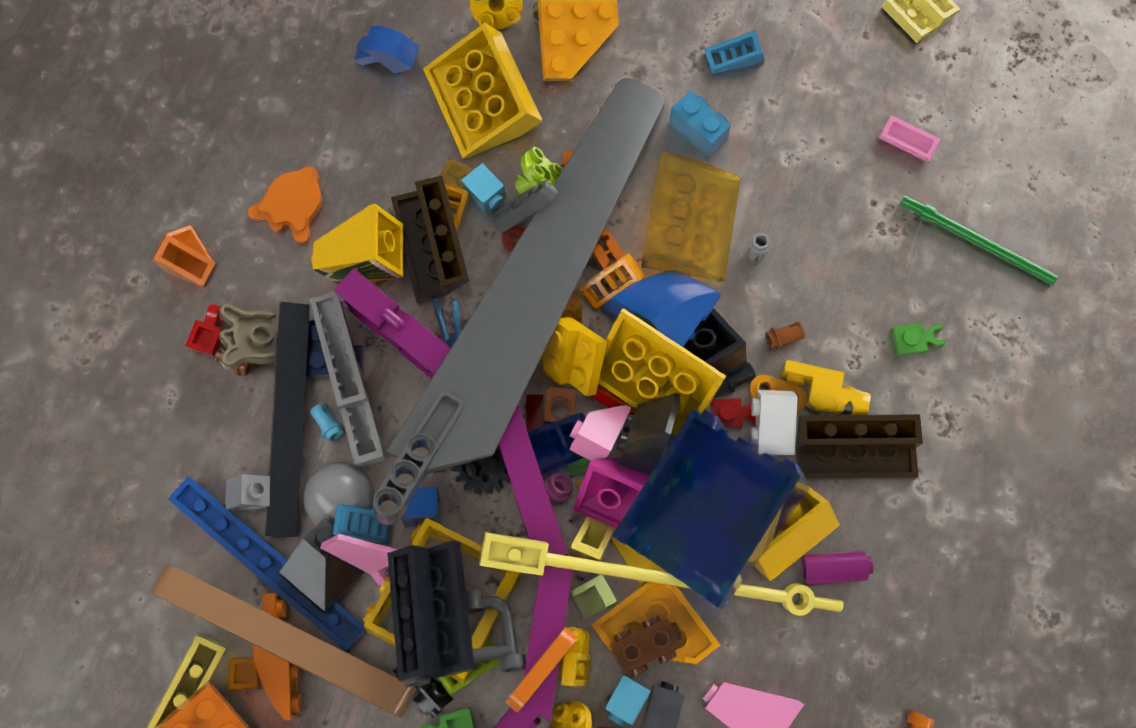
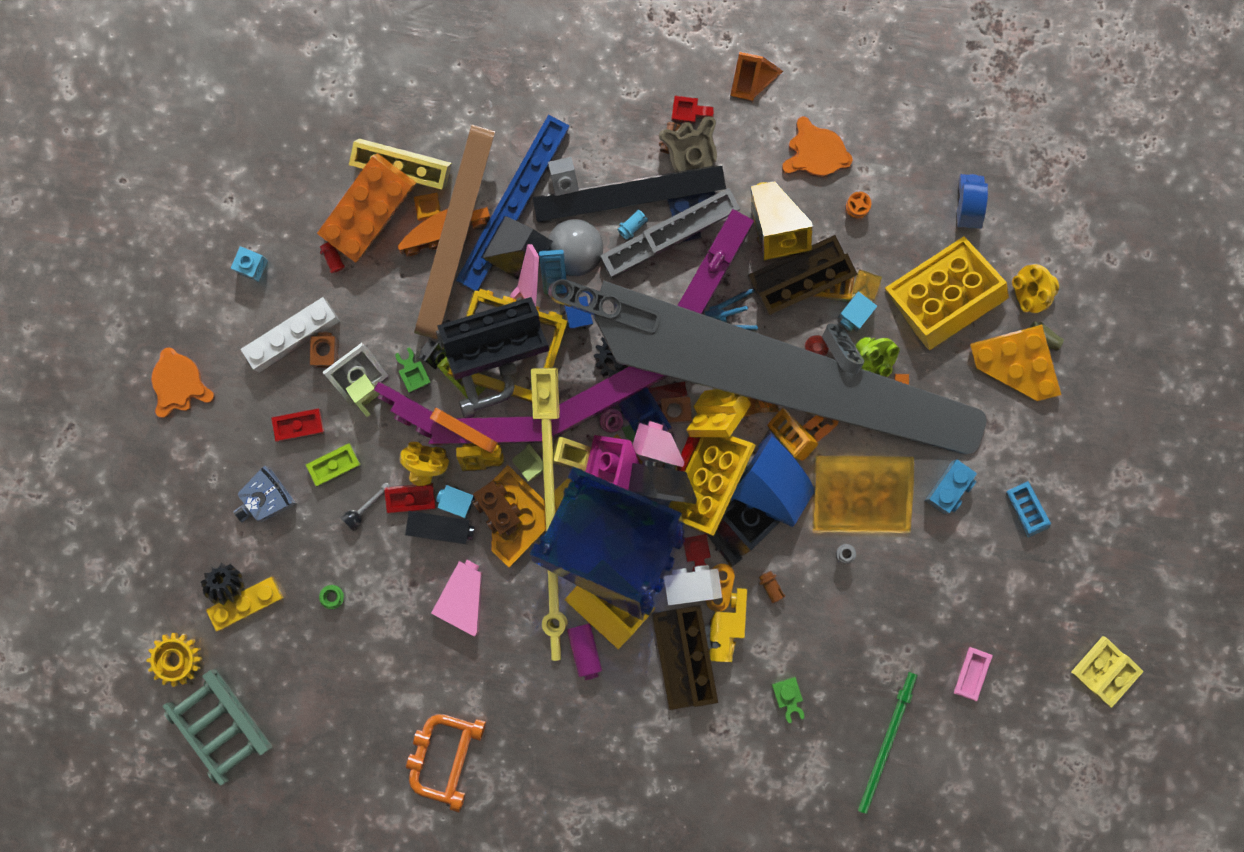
camera: 80 degrees right, 10 degrees up
(363, 161) = (860, 200): none -> orange wheel

